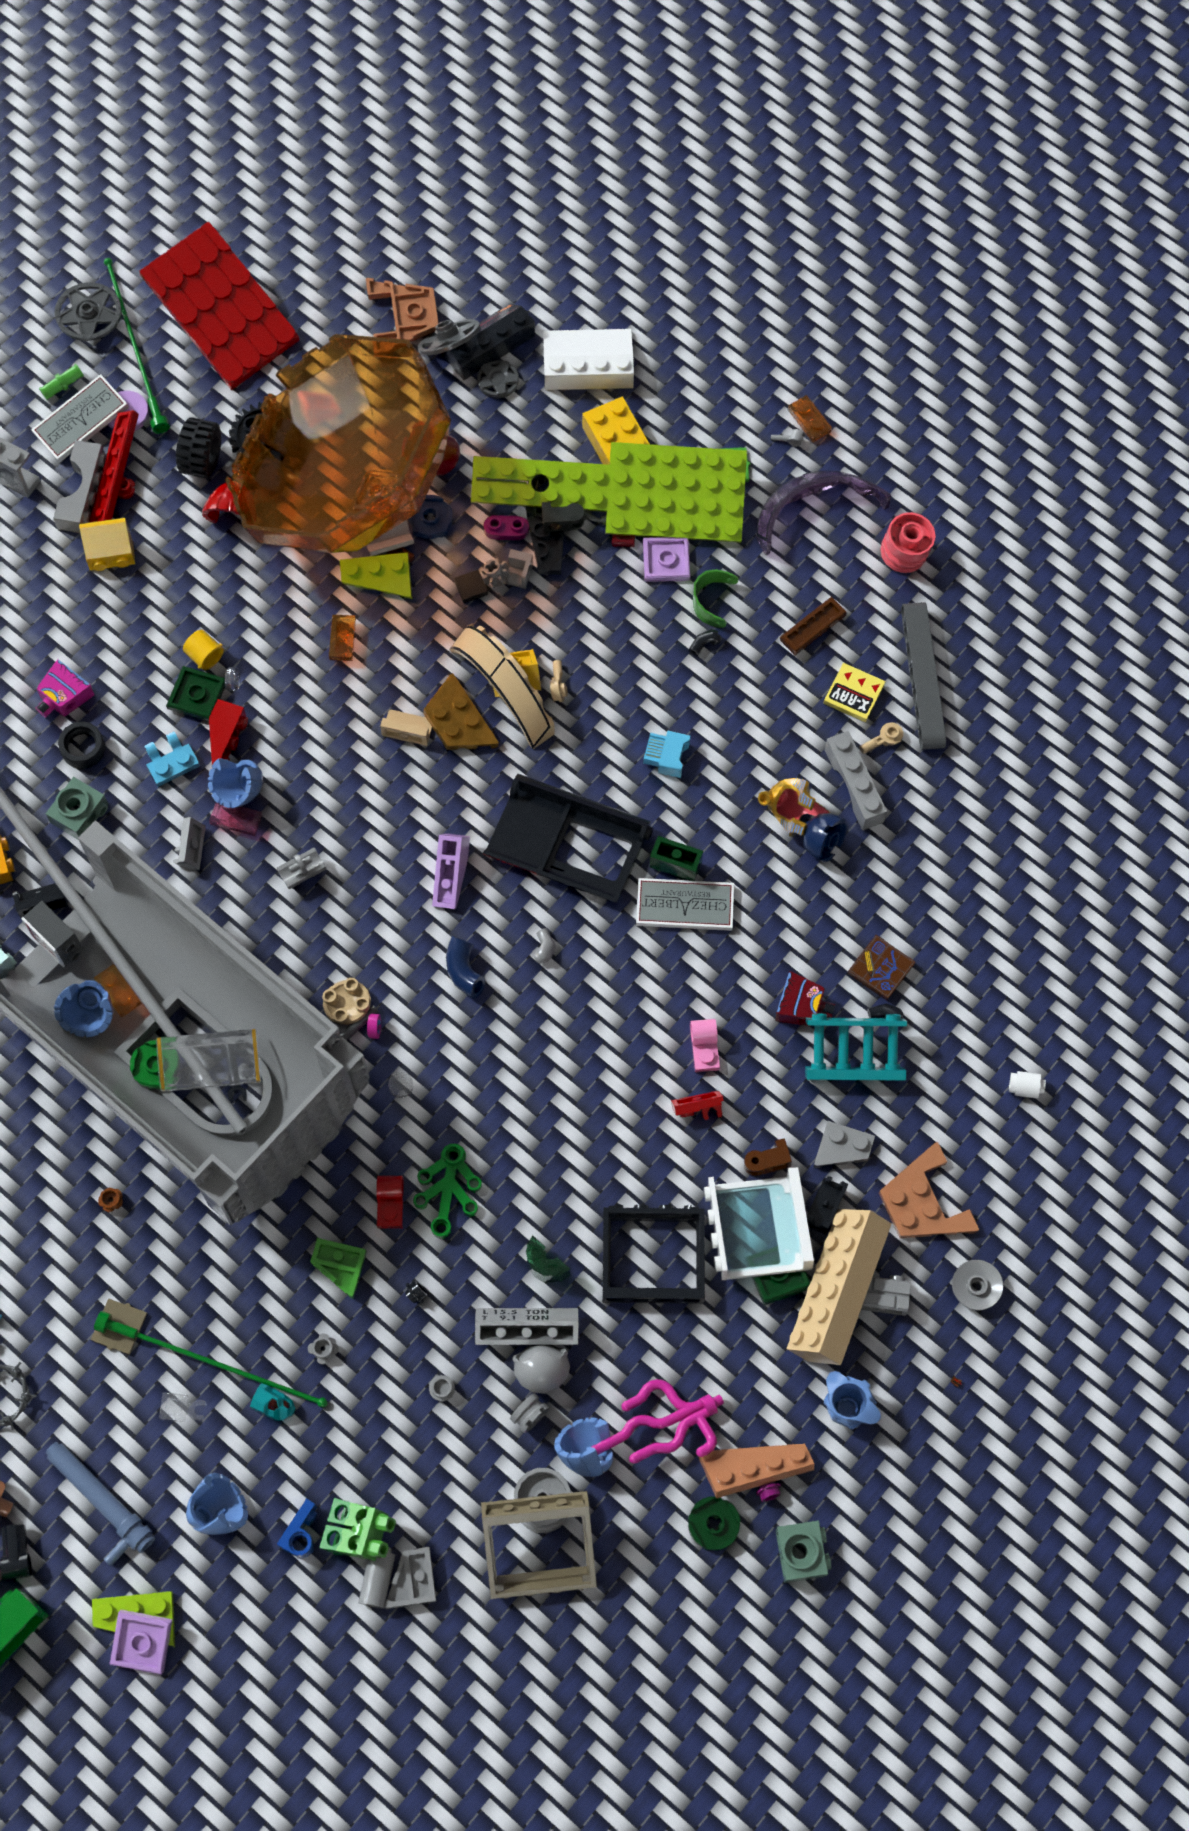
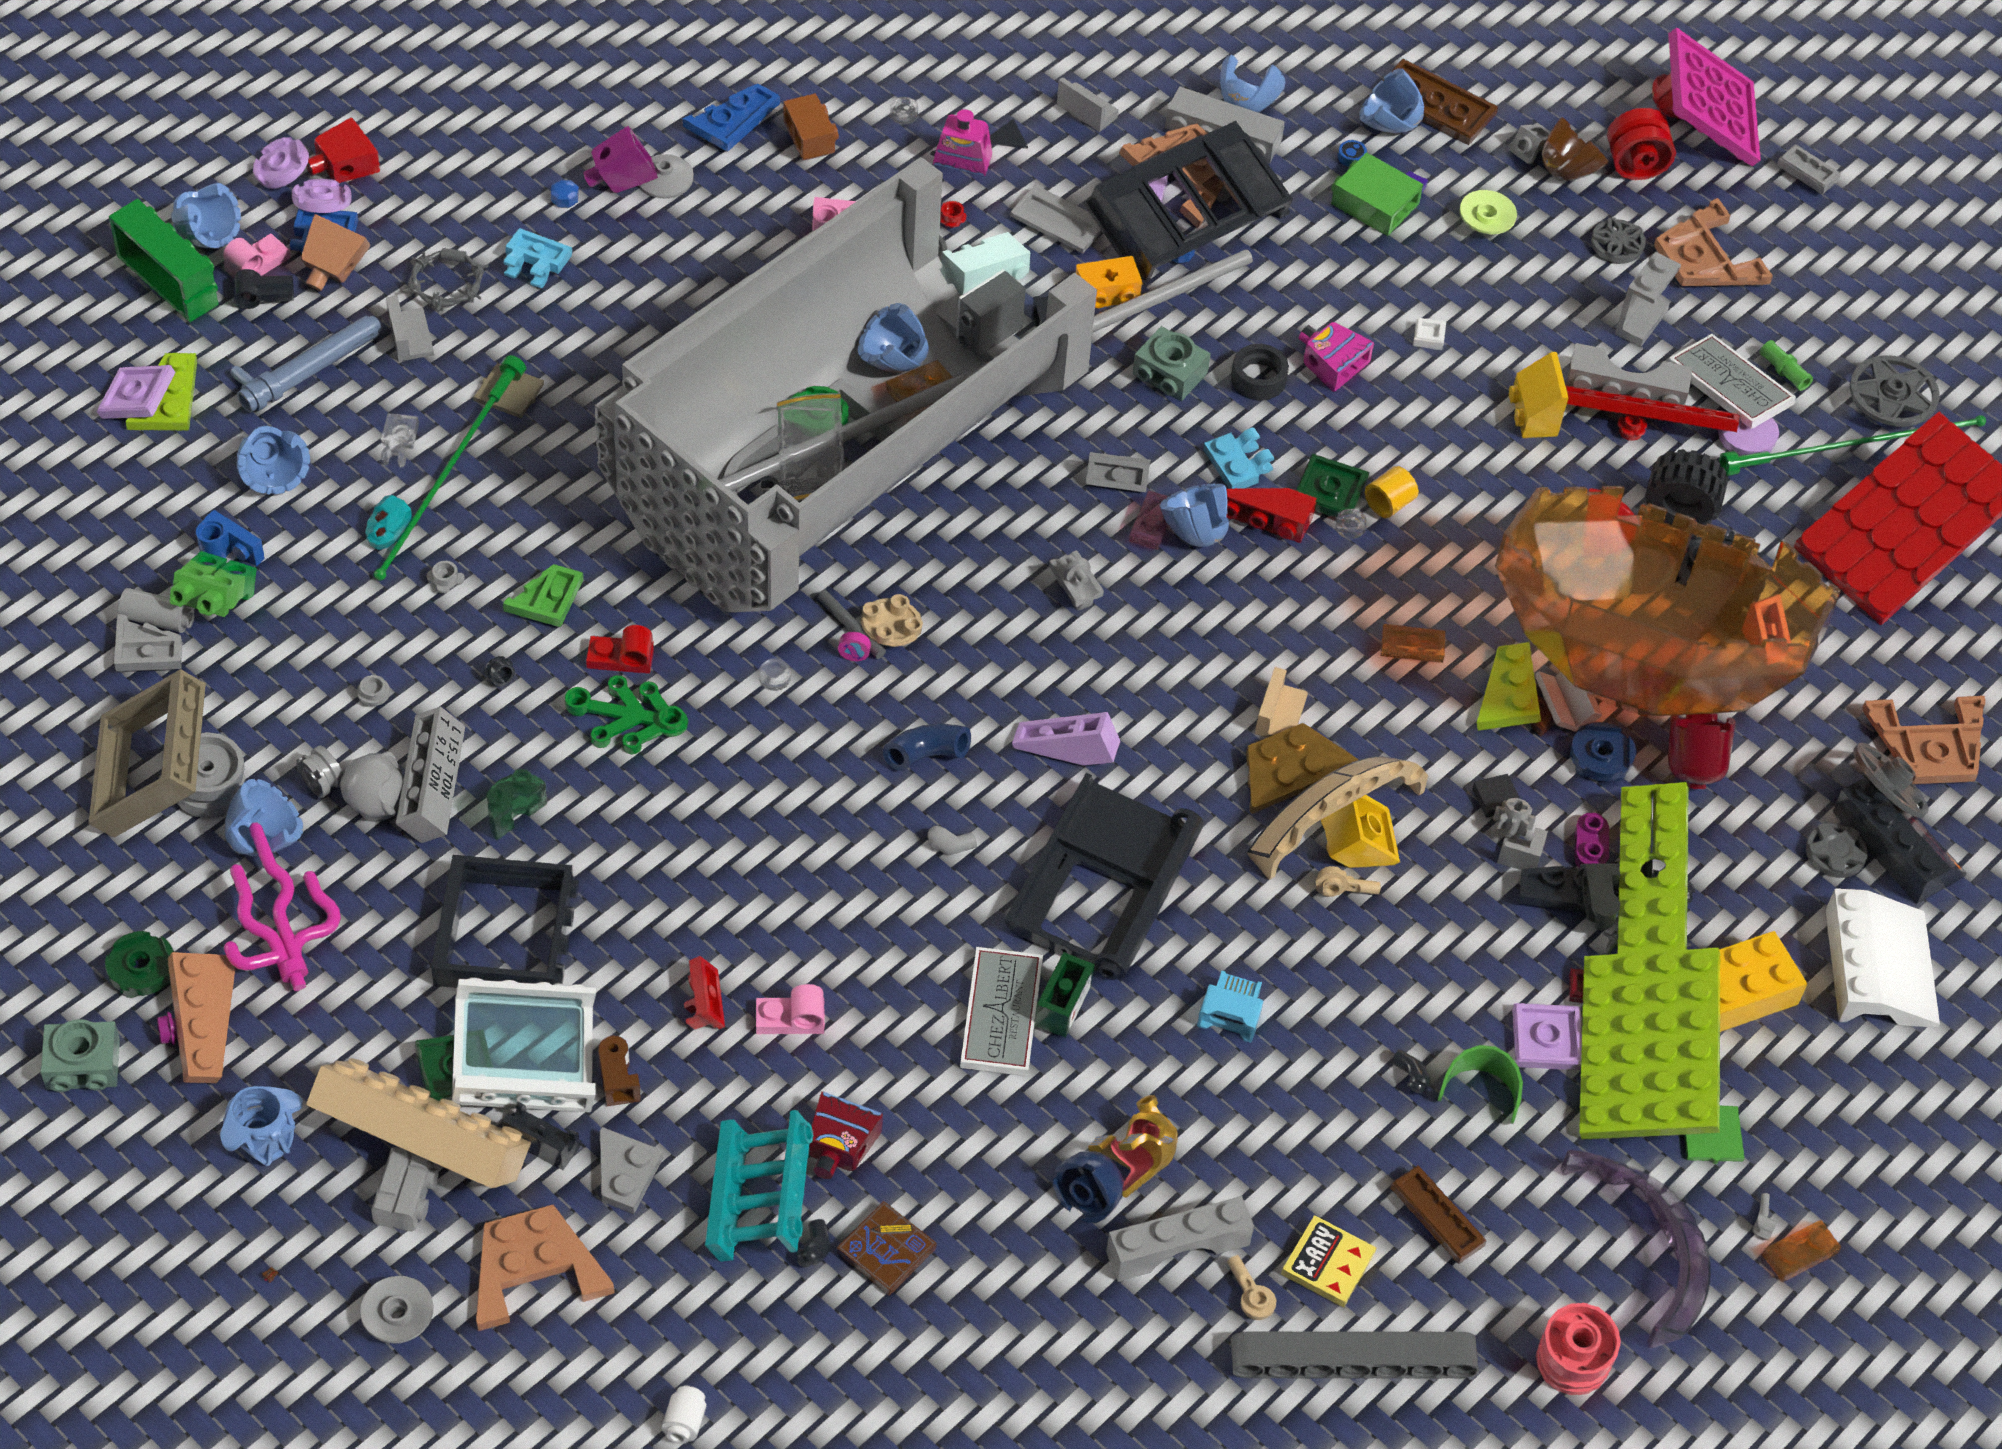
camera: 90 degrees right, 15 degrees down
(34, 625) = (1429, 333): none -> white tile
(58, 1418) = (409, 331): none -> light grey panel

